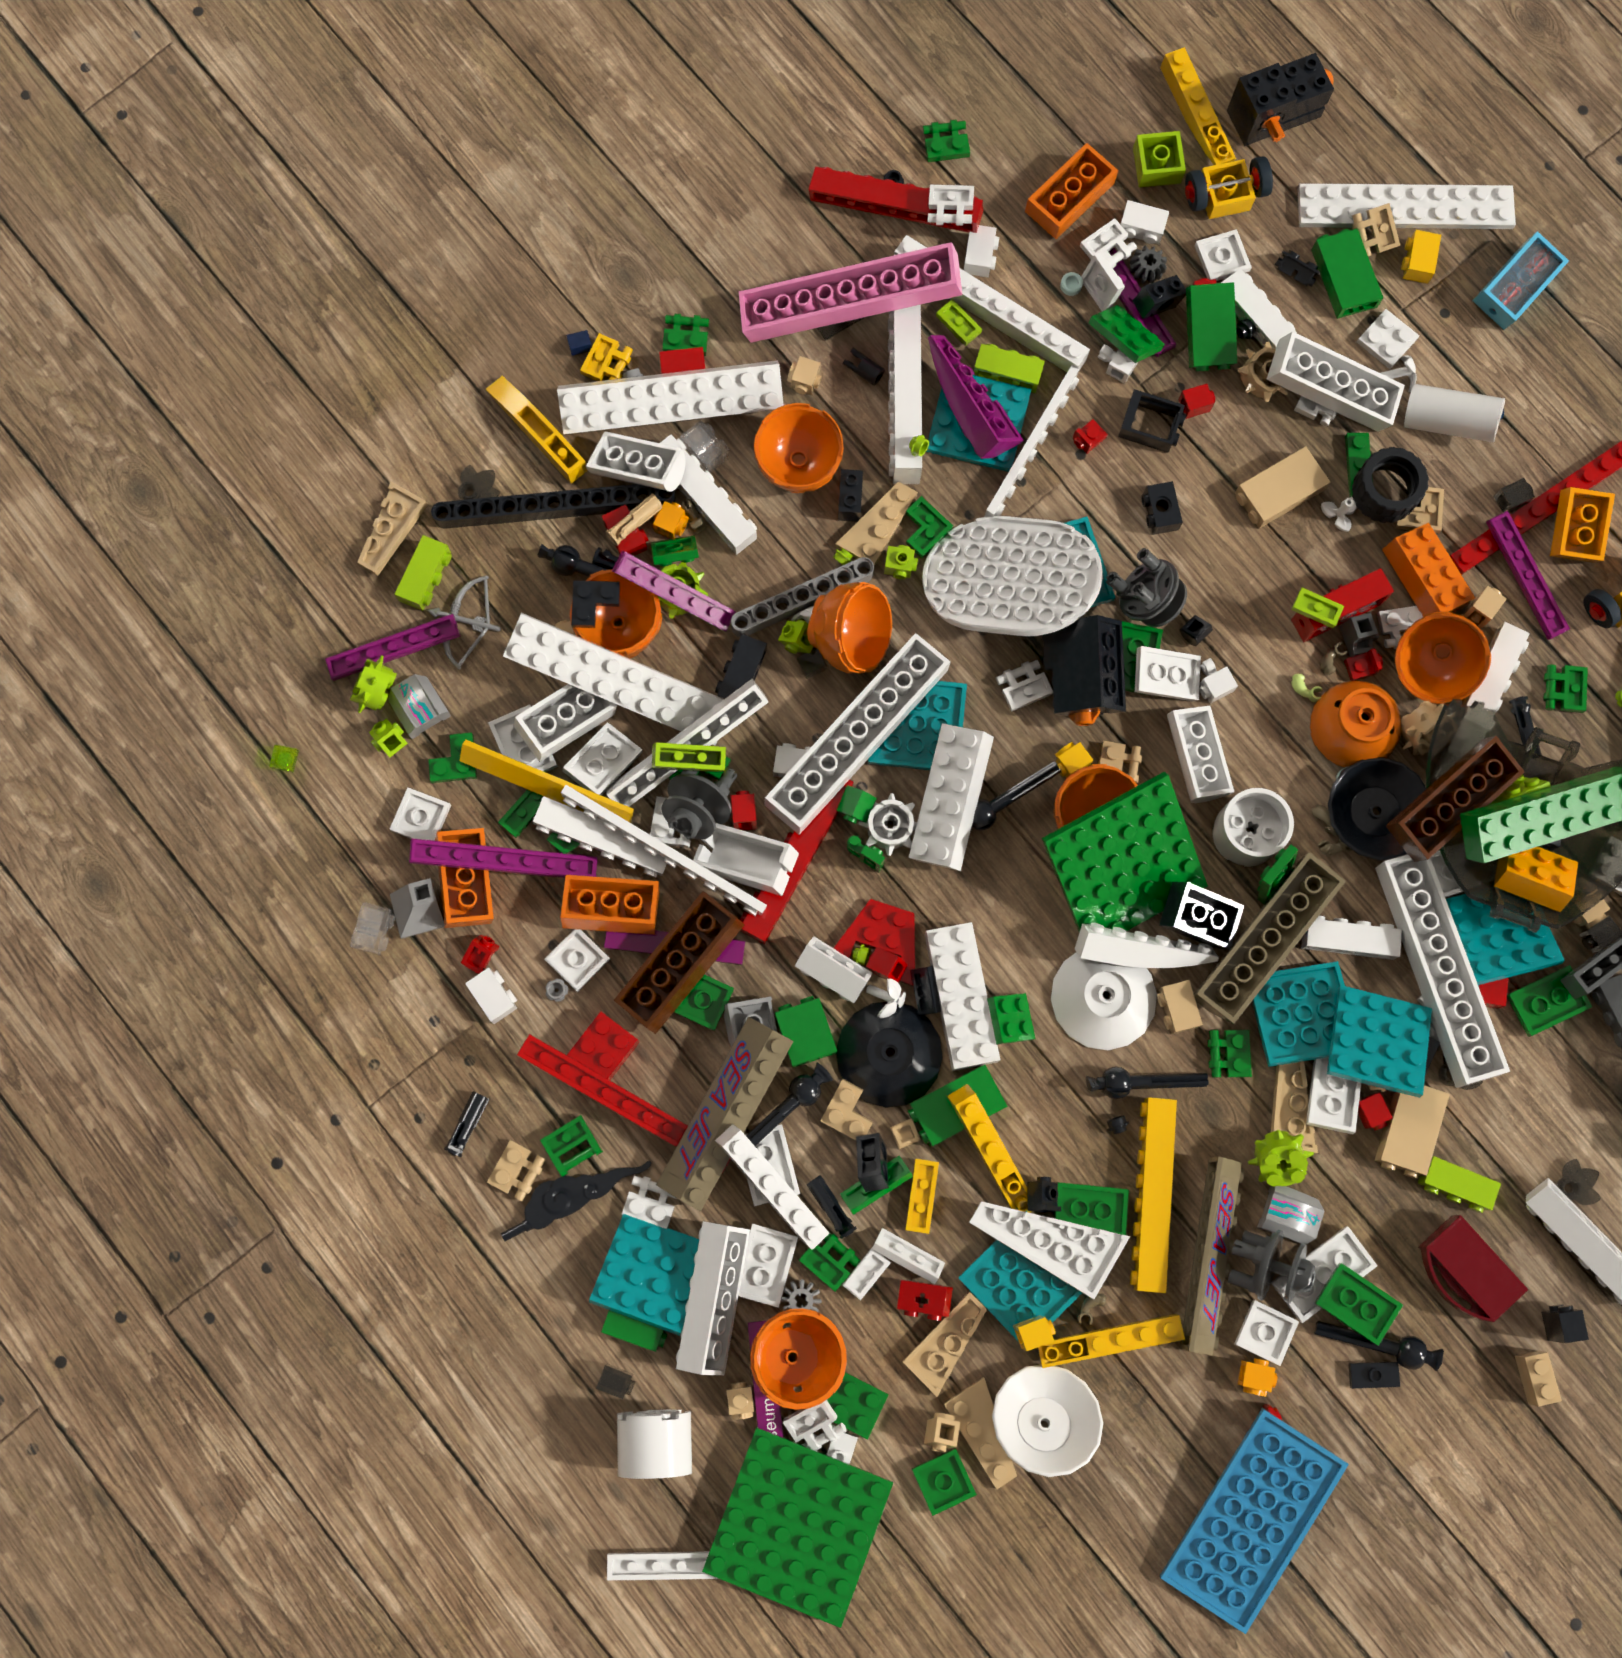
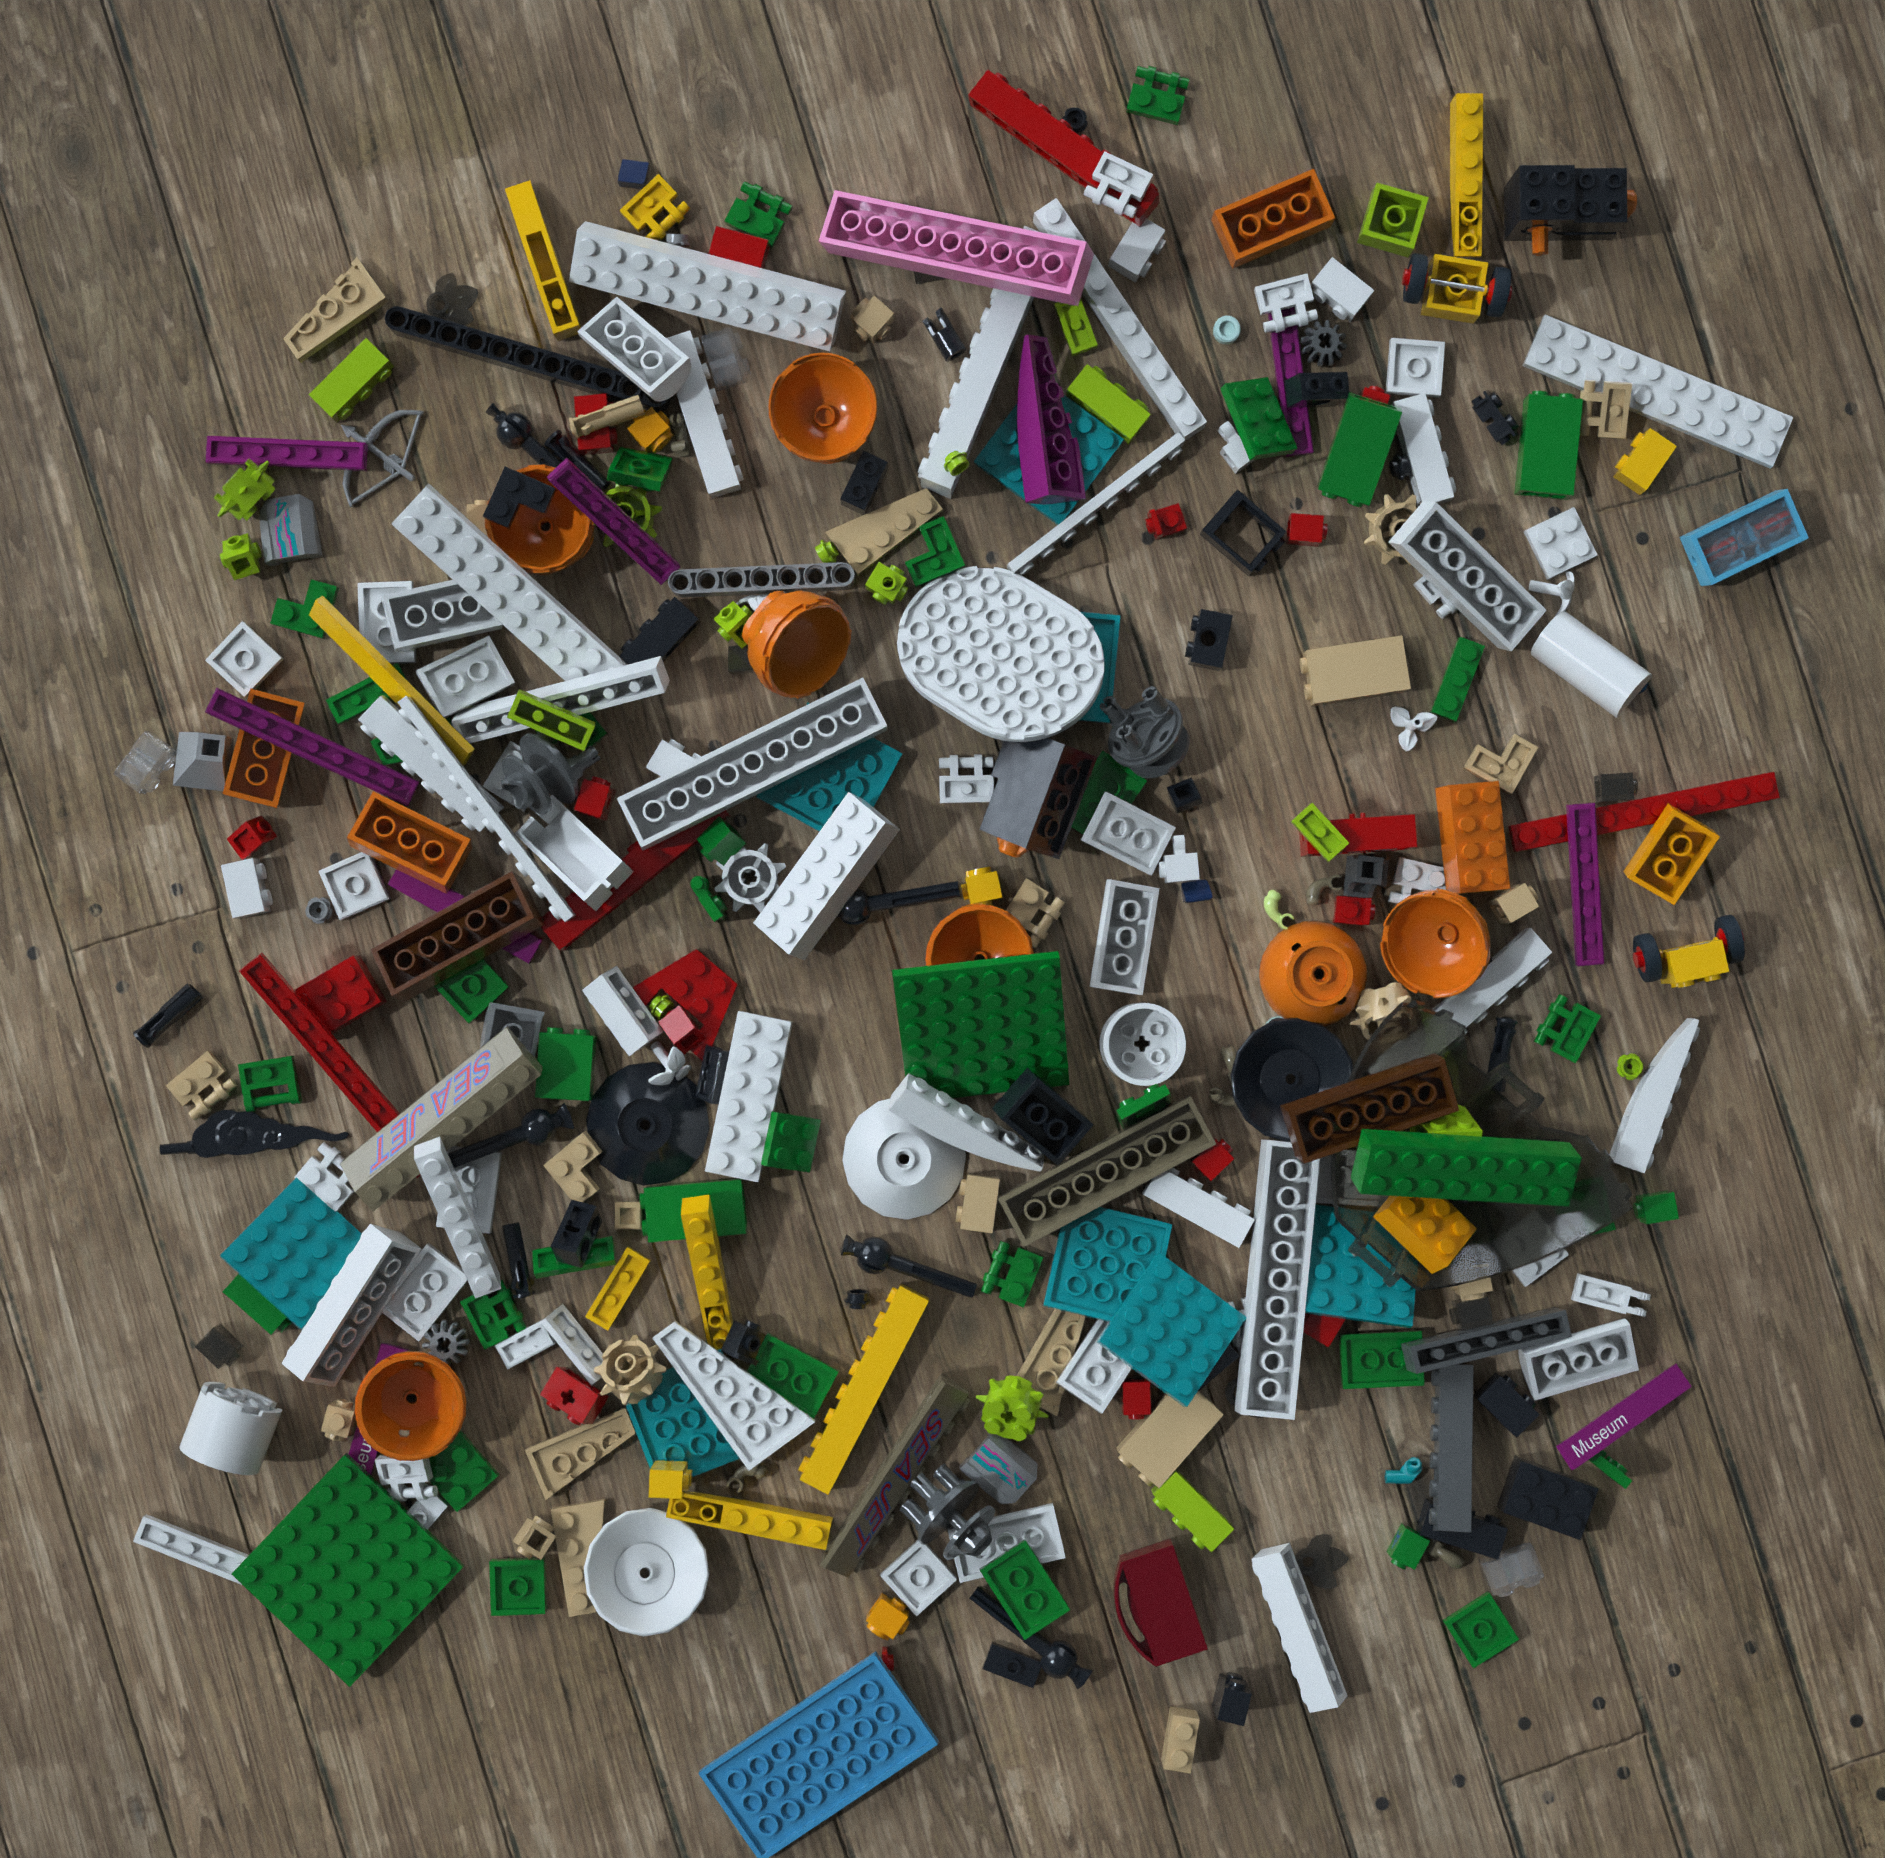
camera: 20 degrees right, 10 degrees up
(284, 758) = (120, 532): clear neon green plate -> none
(962, 1256) = (630, 1370): none -> tan brick
(1102, 282) = (1258, 346): white plate -> none
(1238, 699) = (1196, 891): none -> dark blue slope
(1346, 898) = (1213, 1159): none -> red brick
(1403, 464) = (1505, 714): black tyre -> none
(1611, 1083) = (1406, 1473): none -> teal arm

